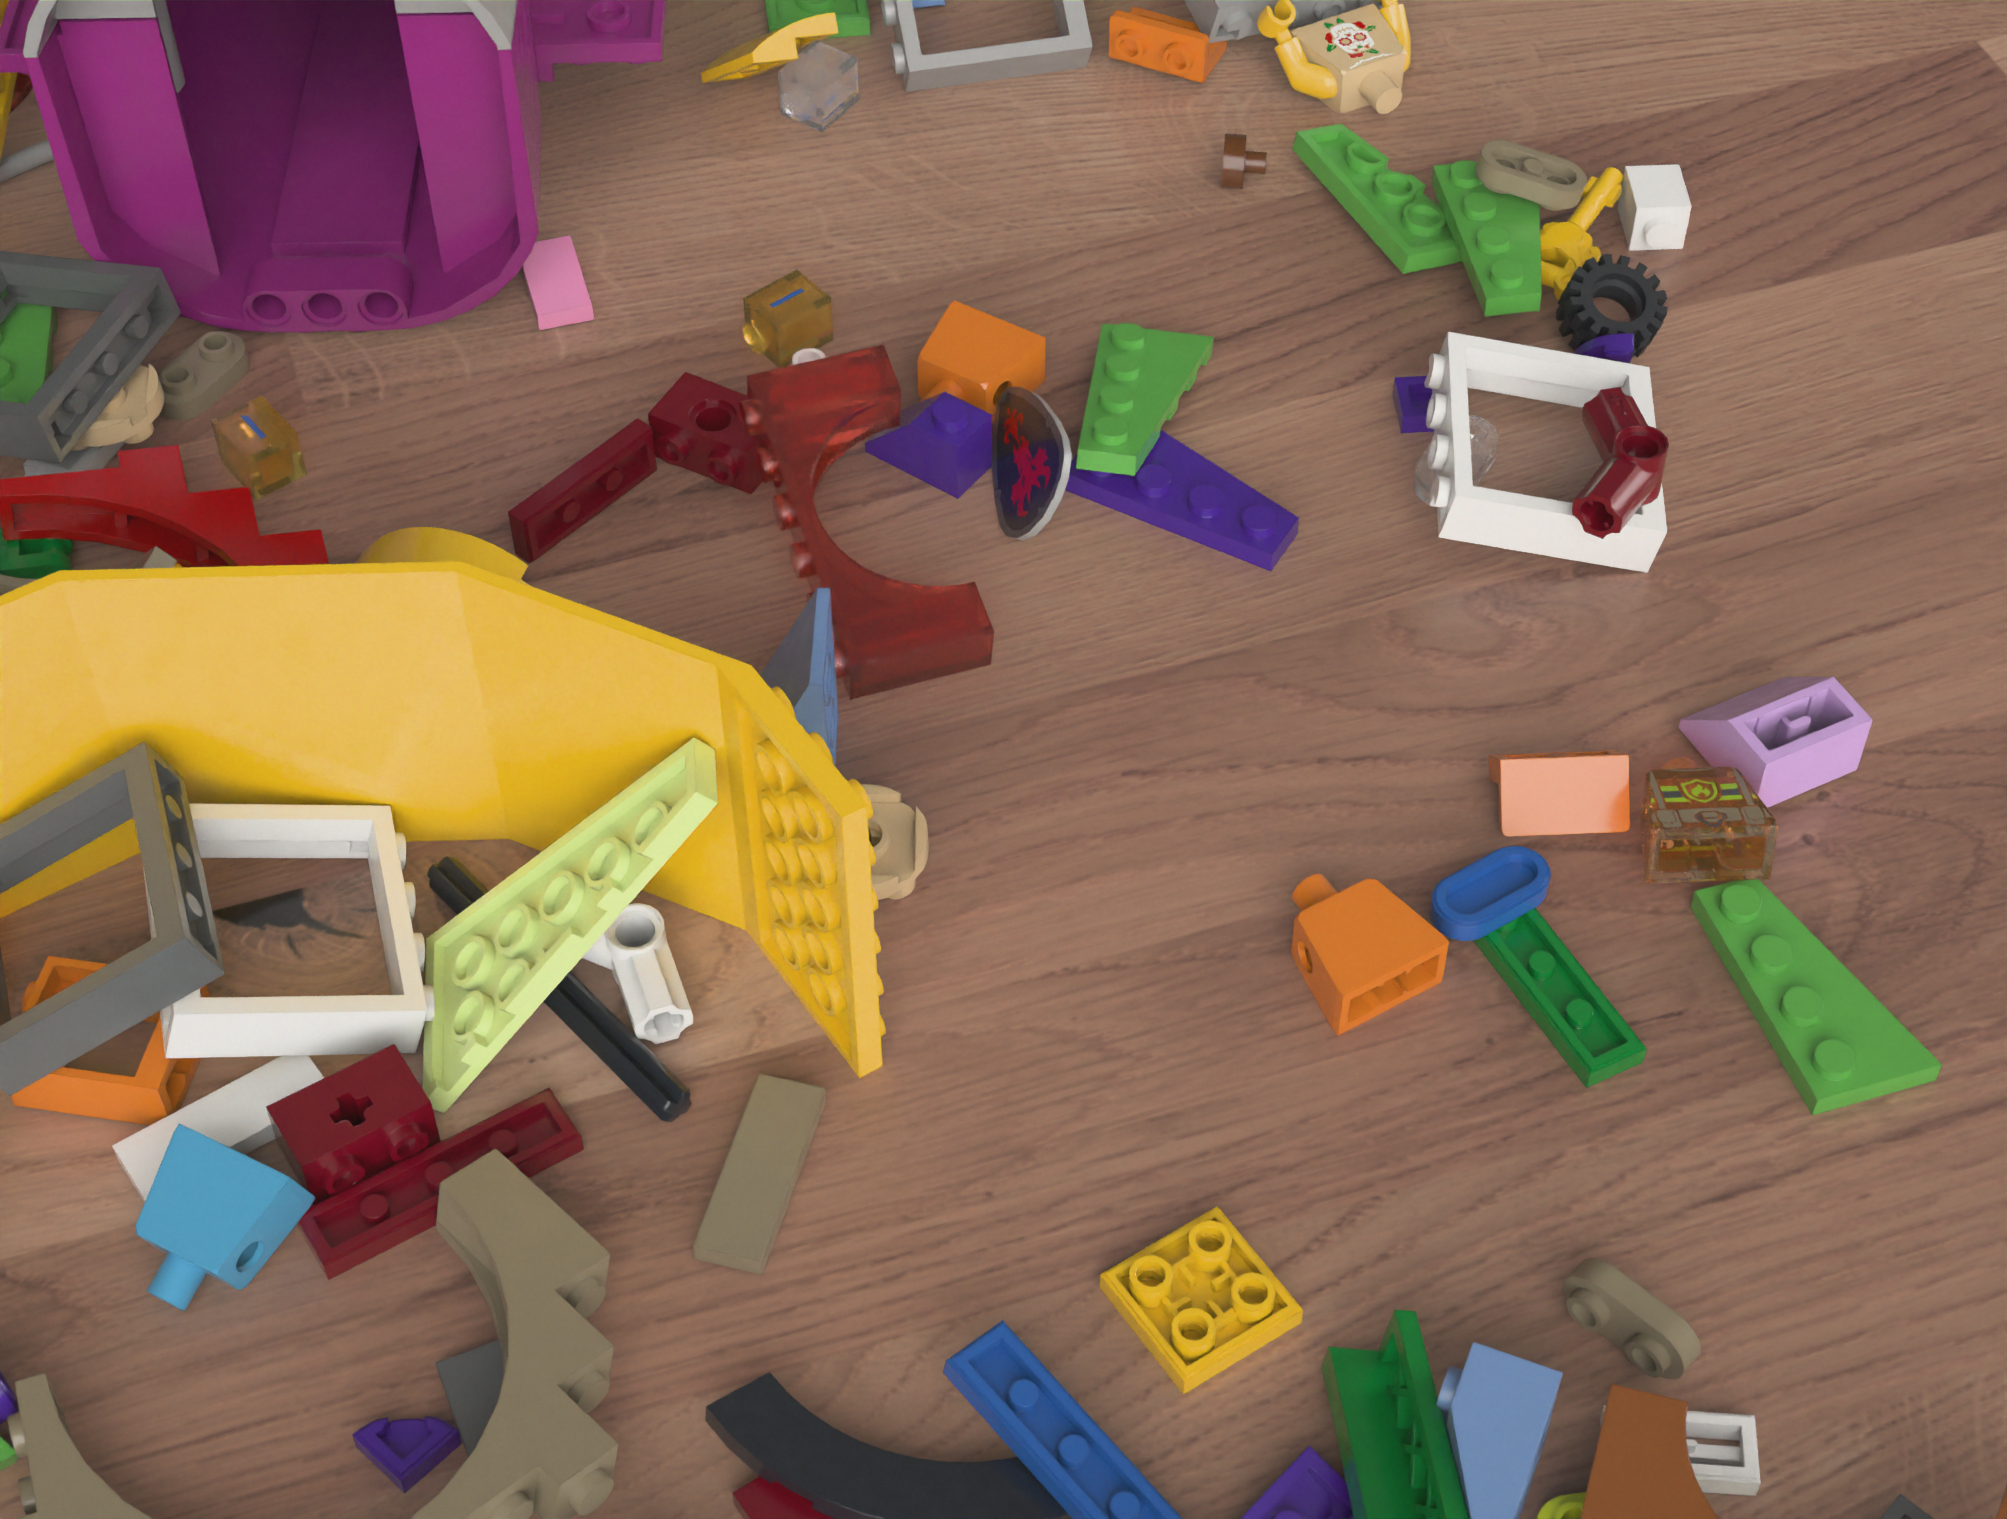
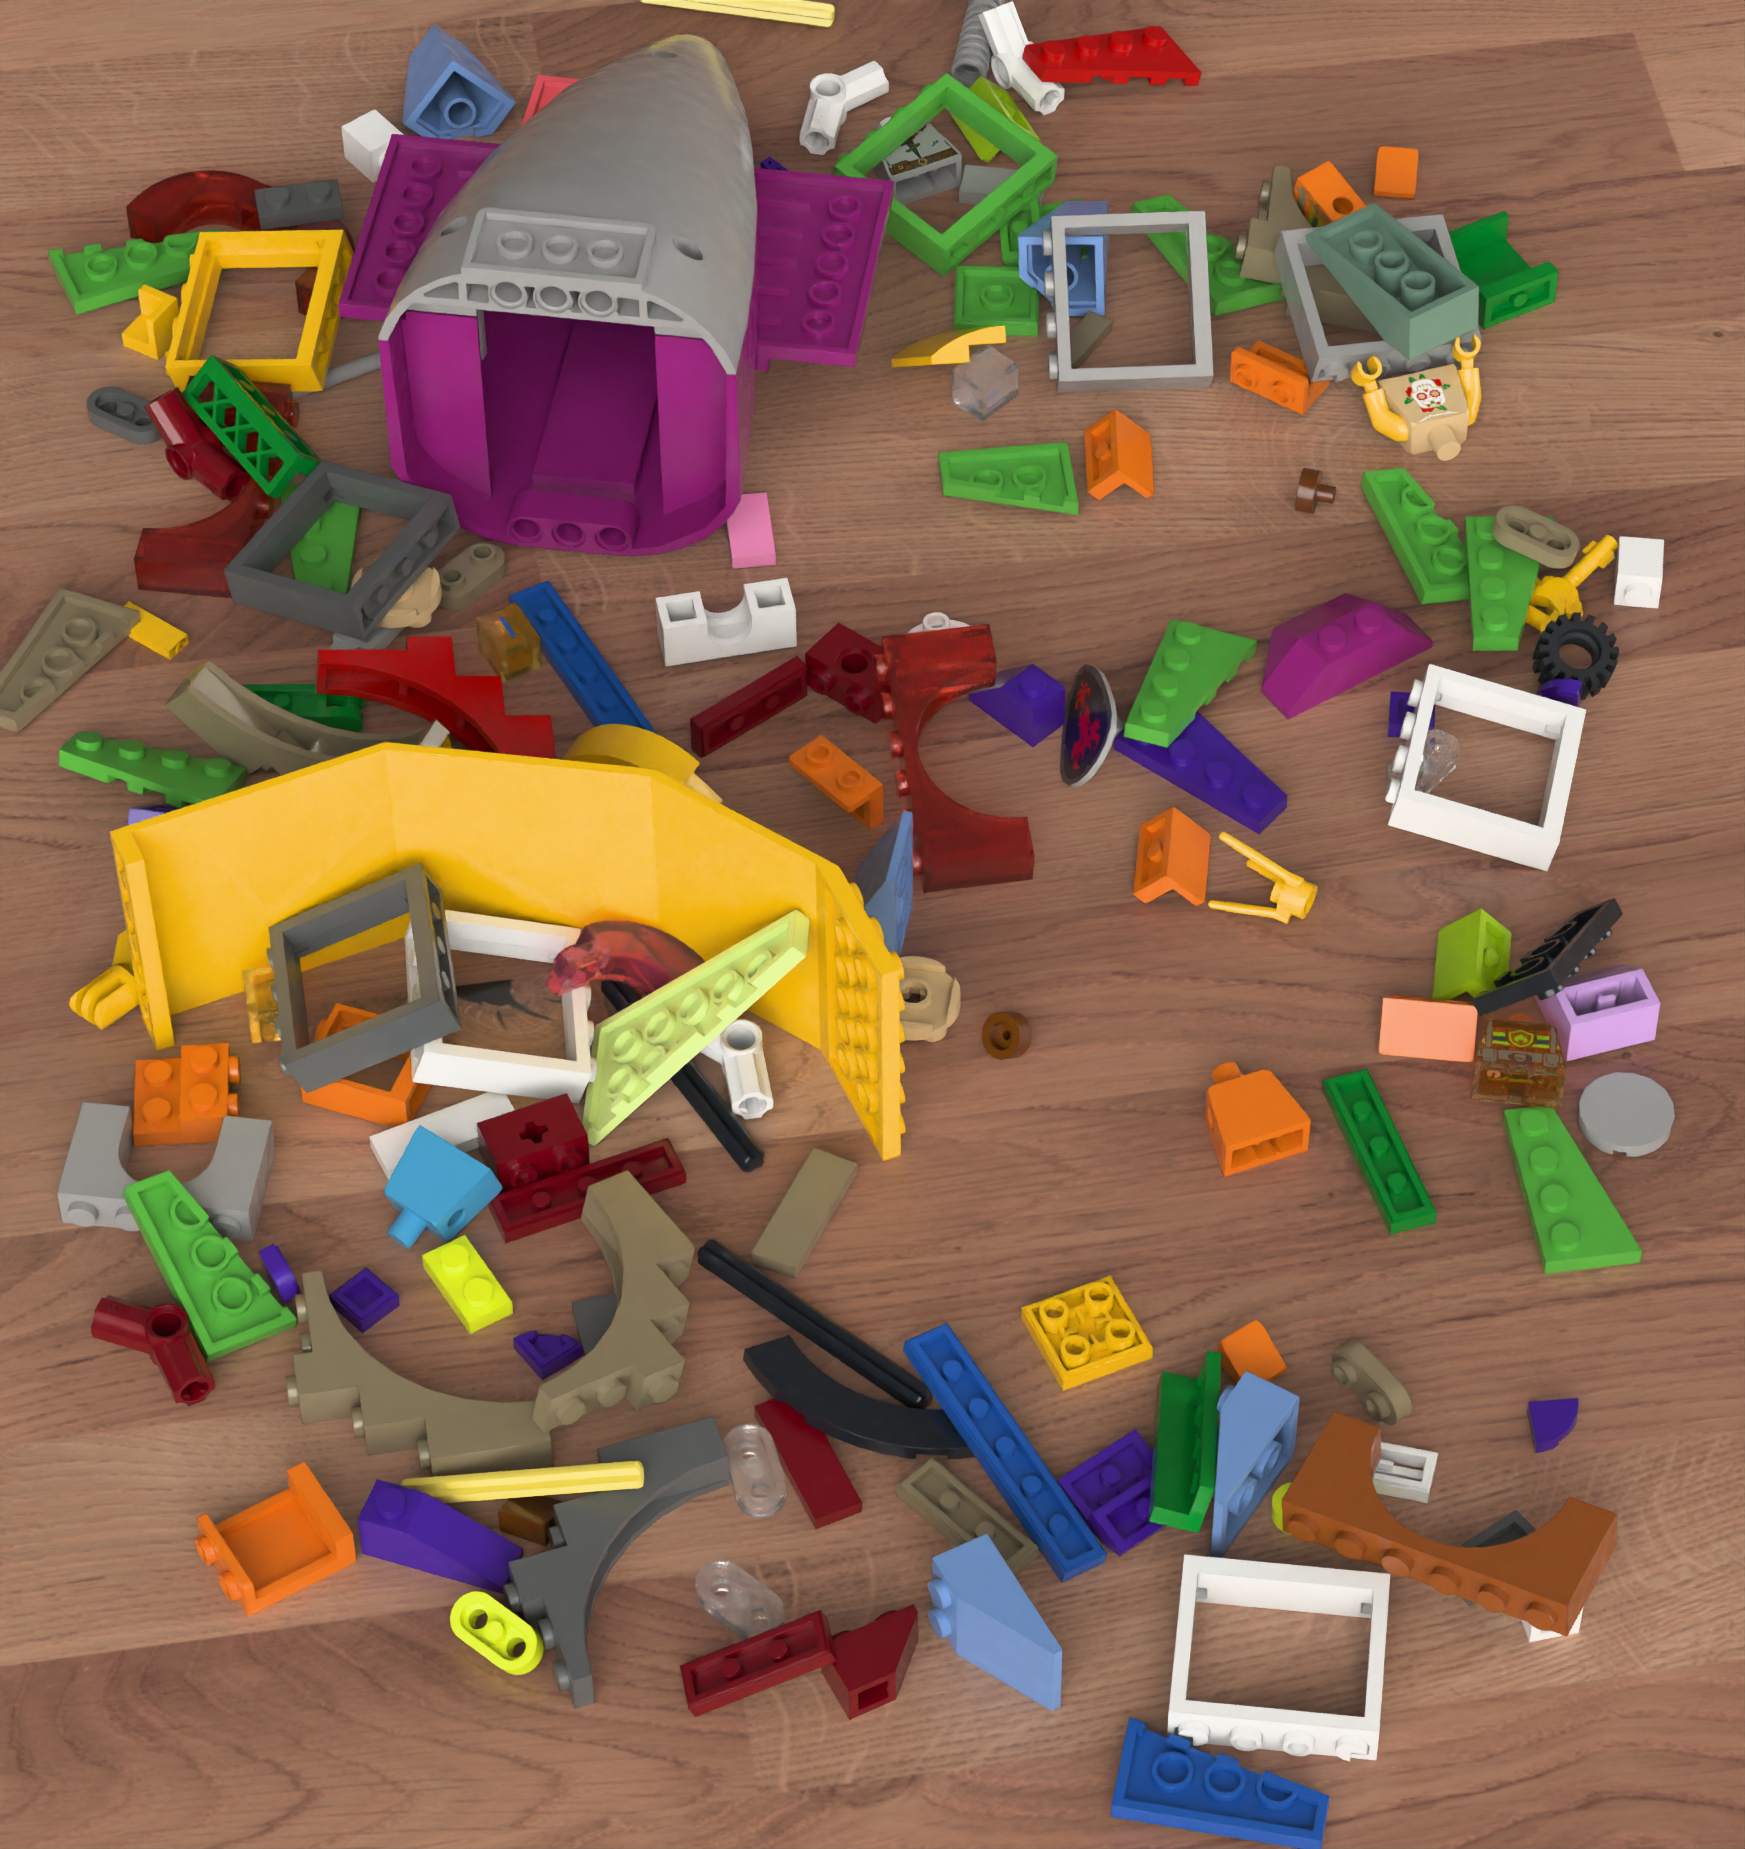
camera: 10 degrees right, 0 degrees up
(120, 1403) = (364, 1300): none -> dark purple tile
(276, 1355) = (467, 1284): none -> neon yellow plate
(351, 458) = (577, 659): none -> blue tile
(451, 832) = (624, 954): none -> arch
(583, 387) = (758, 624): none -> white arch
(719, 566) = (841, 780): none -> orange bracket
(787, 318) = (925, 585): clear yellow brick -> none
(806, 1348) = (814, 1325): none -> black axle
(871, 184) = (1013, 475): none -> bright green wing
(933, 24) = (1087, 337): none -> dark tan piece
(979, 358) = (1065, 637): orange torso -> none
(992, 147) = (1118, 454): none -> orange panel
(1001, 877) = (1006, 1035): none -> reddish brown tile
(1168, 613) = (1172, 856): none -> orange panel
(1312, 339) = (1336, 650): none -> magenta wedge
(1335, 636) = (1290, 892): none -> yellow plant
(1448, 1304) = (1251, 1351): none -> orange slope
(1489, 893) = (1353, 1091): blue tile -> none
(1591, 695) = (1470, 955): none -> lime panel
(1631, 466) = (1539, 791): dark red piece -> none
(1710, 686) = (1553, 962): none -> black wing
(1853, 875) = (1626, 1114): none -> light grey tile
(1897, 1340) = (1551, 1421): none -> dark purple tile

